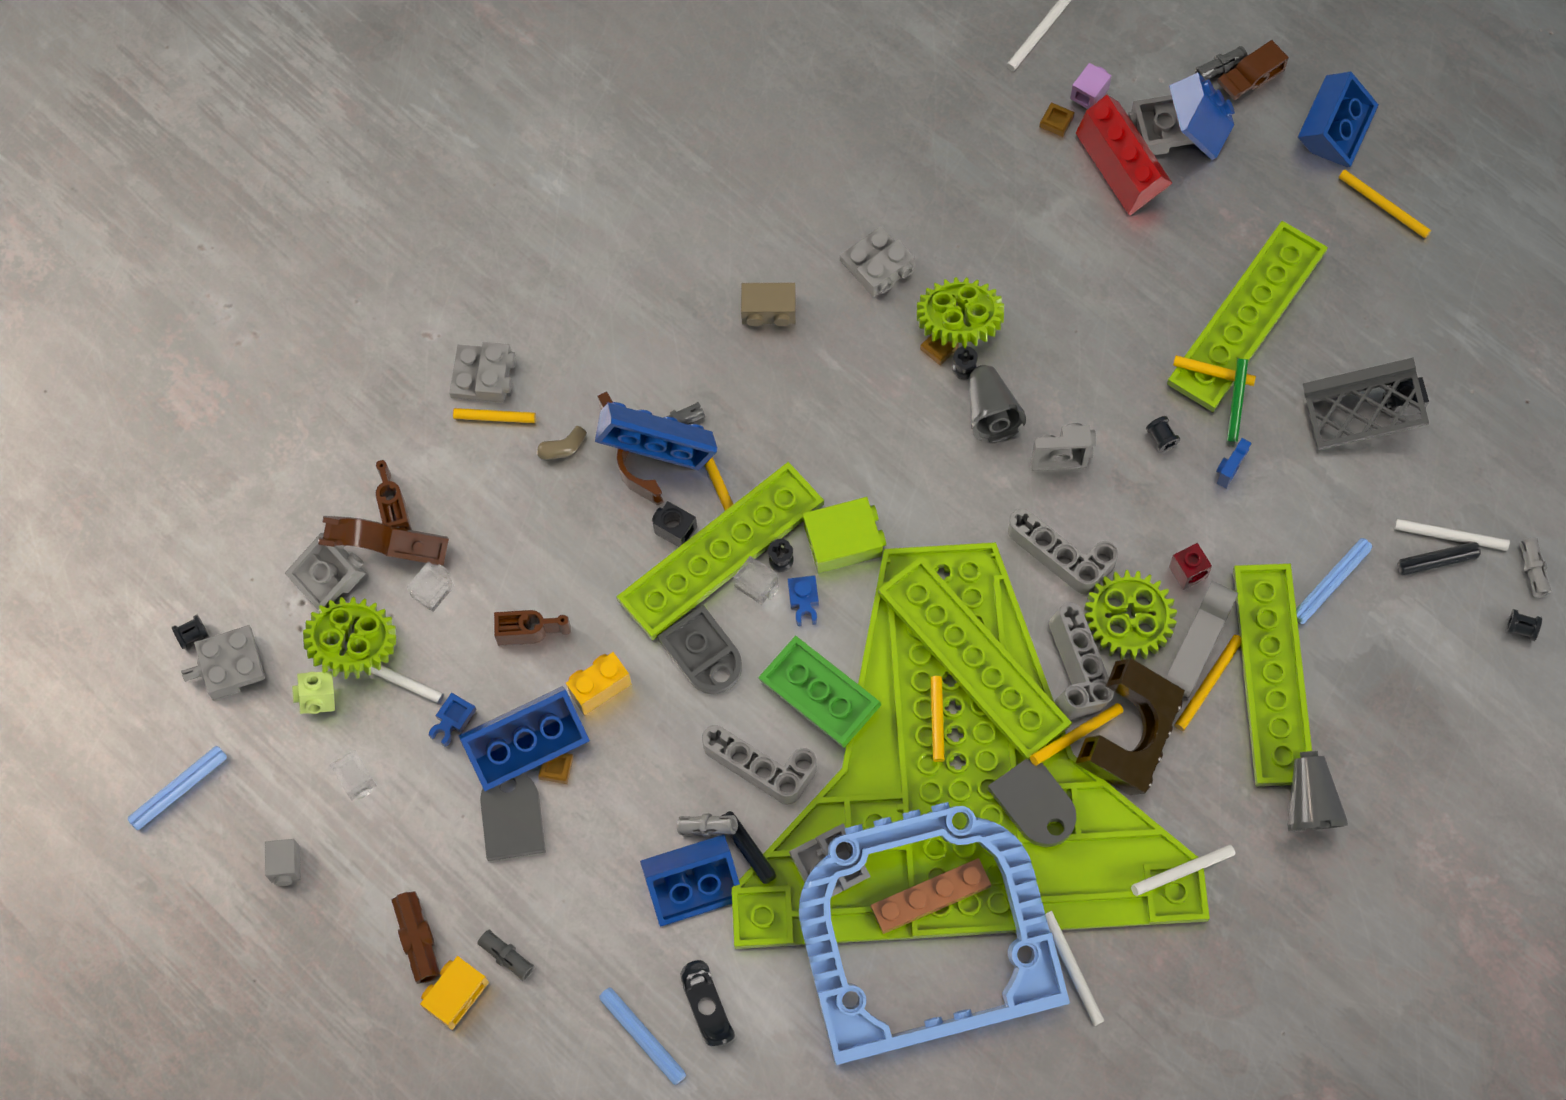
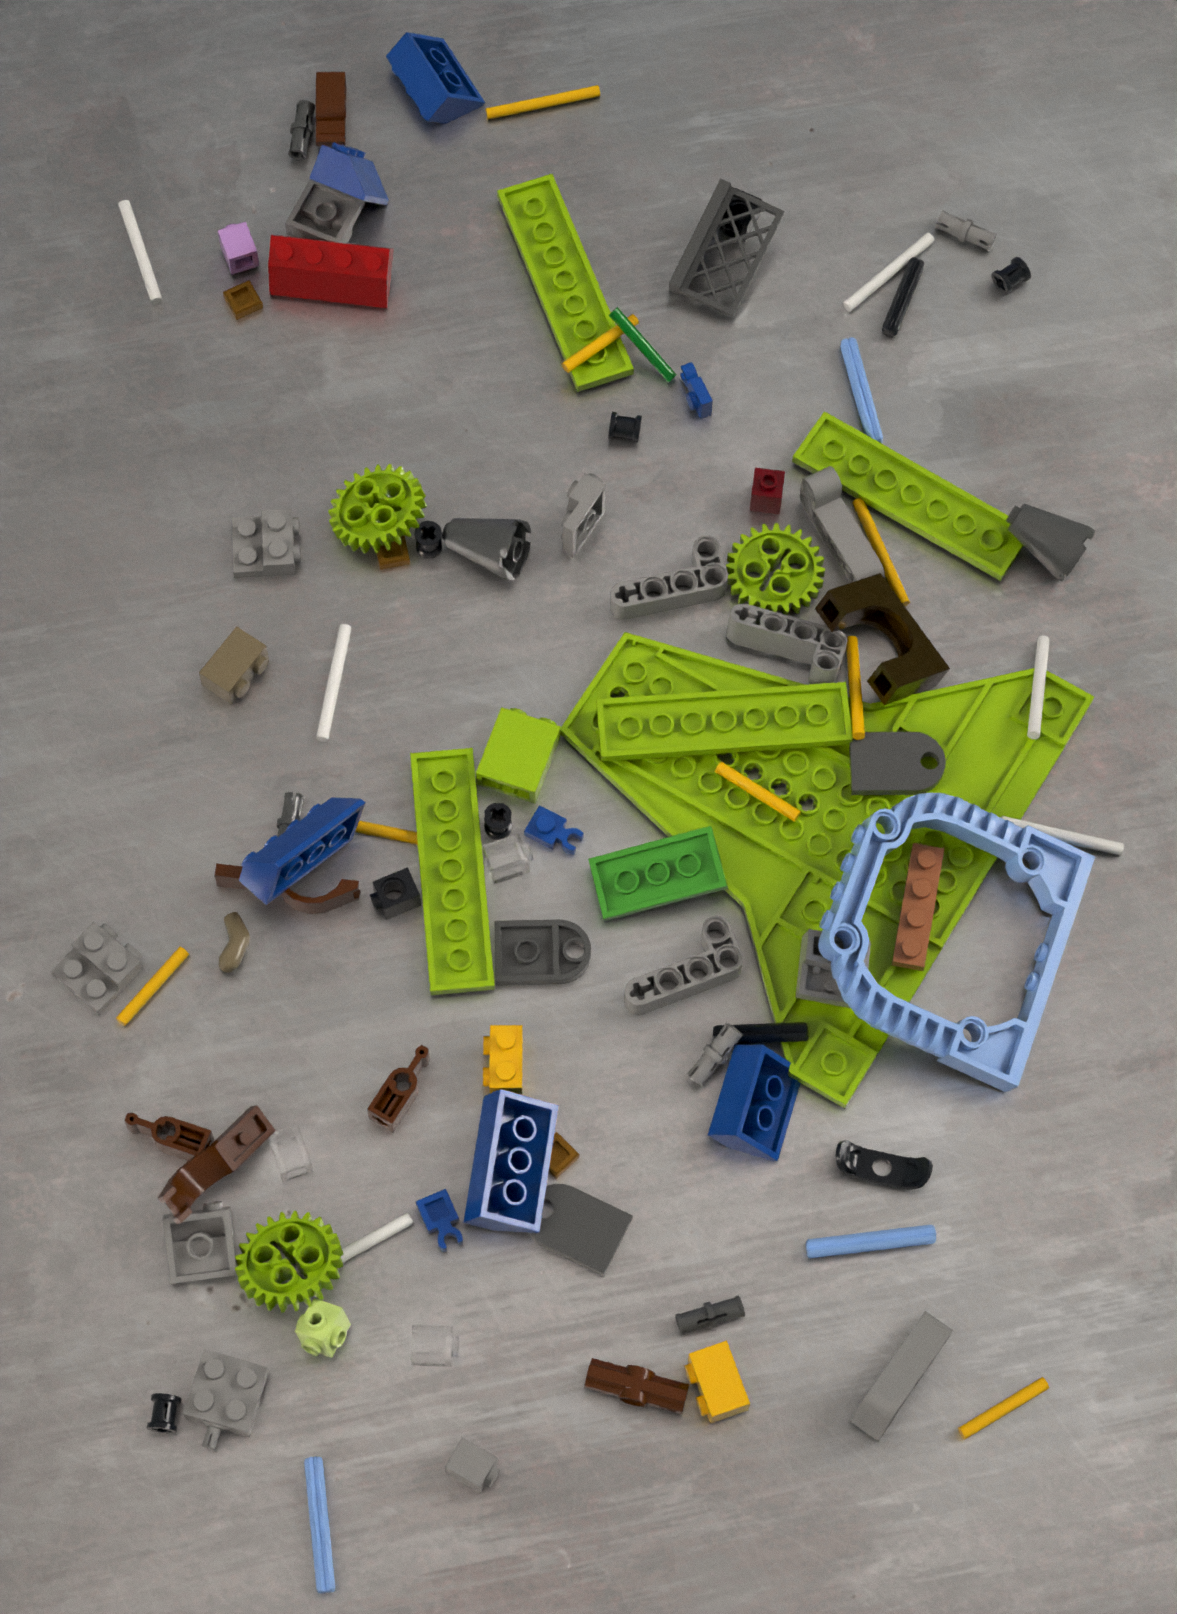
camera: 60 degrees left, 0 degrees up
(807, 377) = (333, 683): none -> white bar

